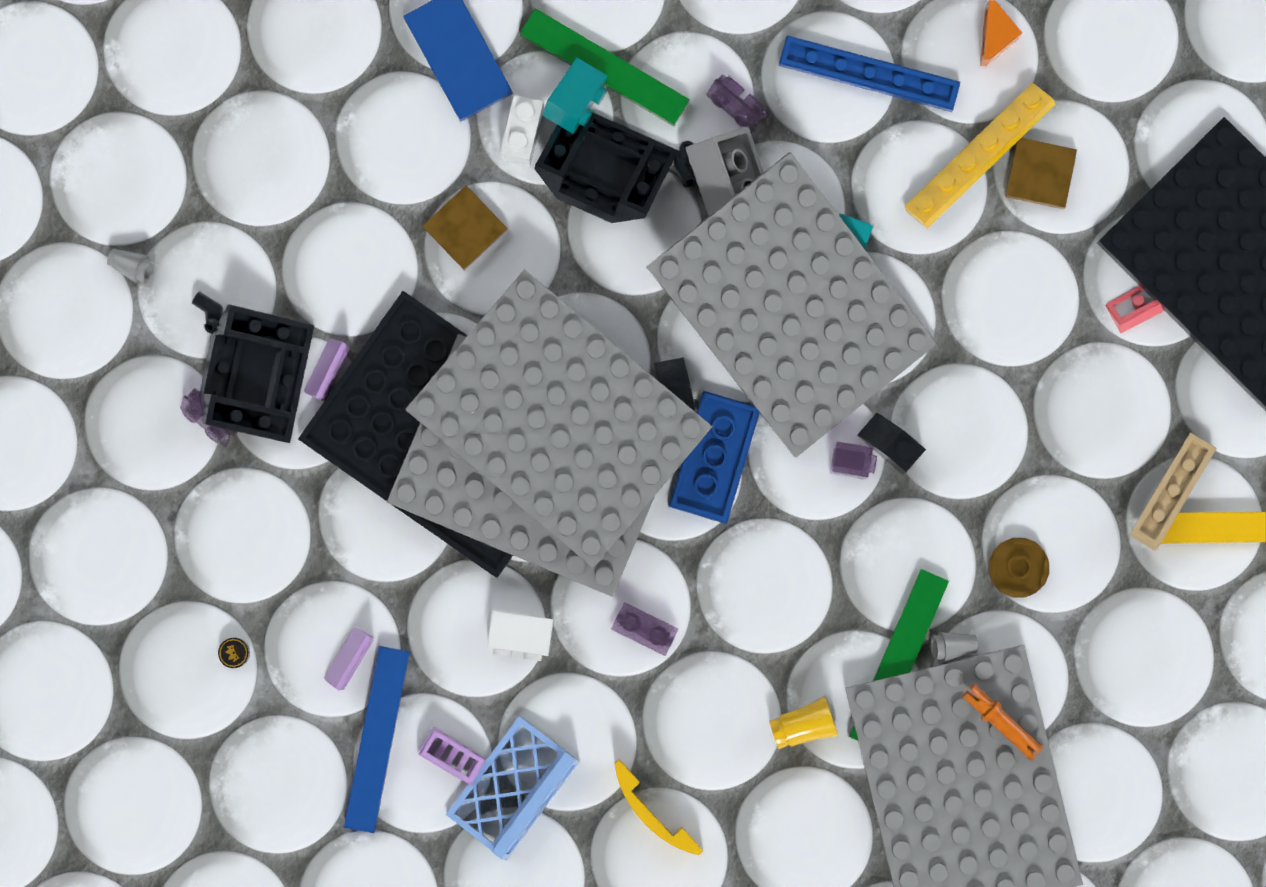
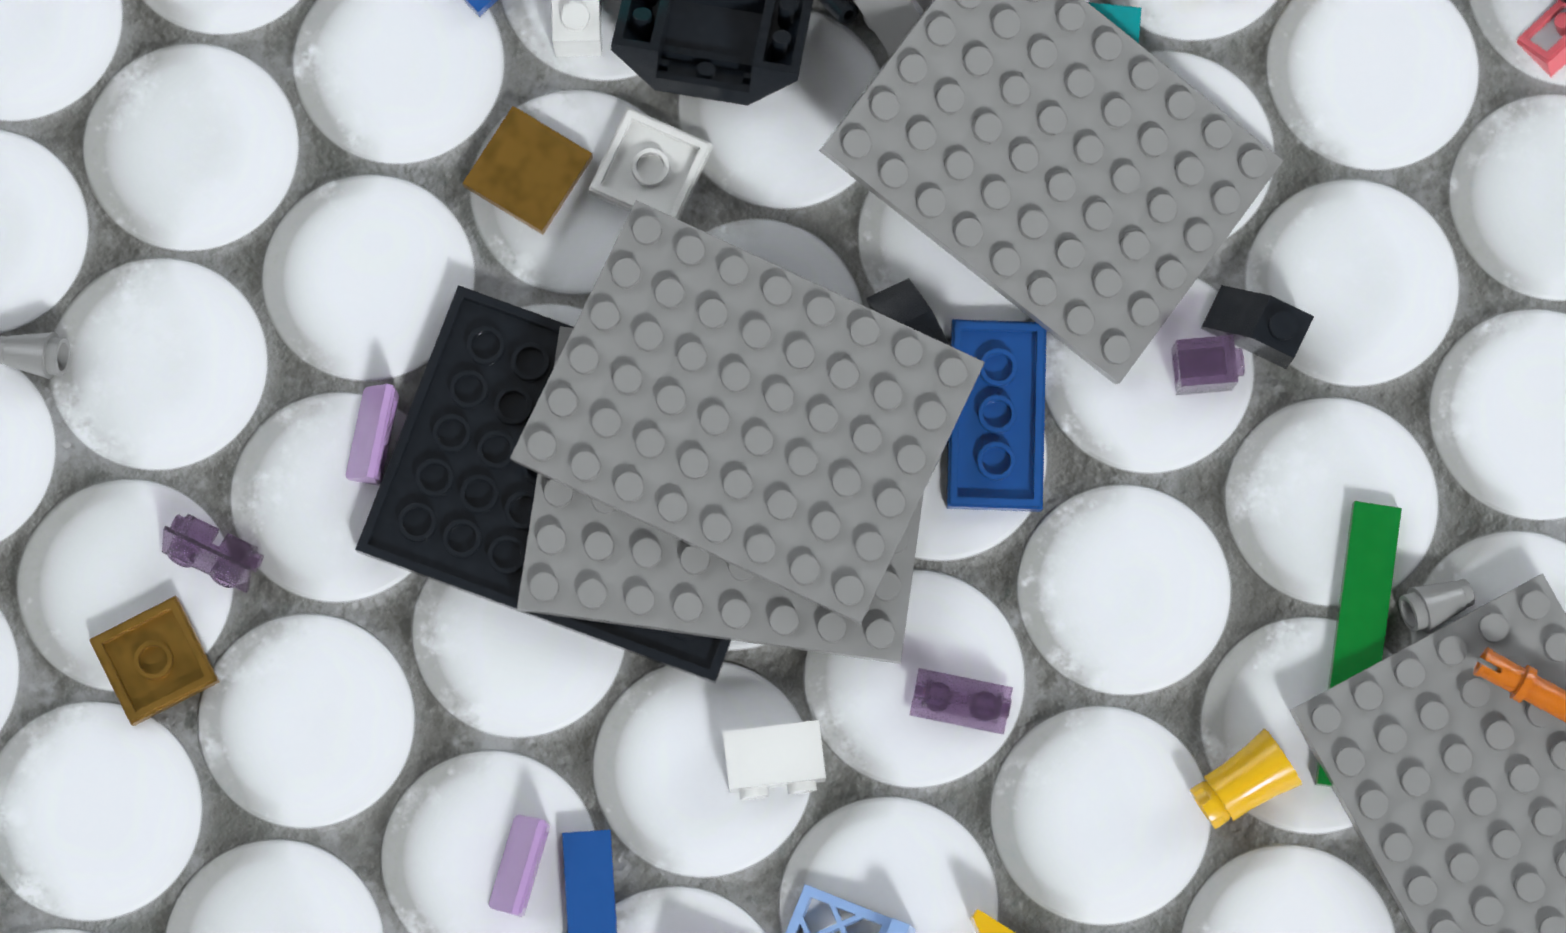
camera: 15 degrees left, 5 degrees down
(158, 474) = (154, 660): none -> pearl gold tile
(212, 310) = (177, 394): black arm -> none
(233, 652) = (339, 903): tile -> none
(255, 373) = (264, 466): black slope -> none
(541, 246) = (650, 165): none -> white tile
(1018, 567) = (1499, 461): pearl gold tile -> none

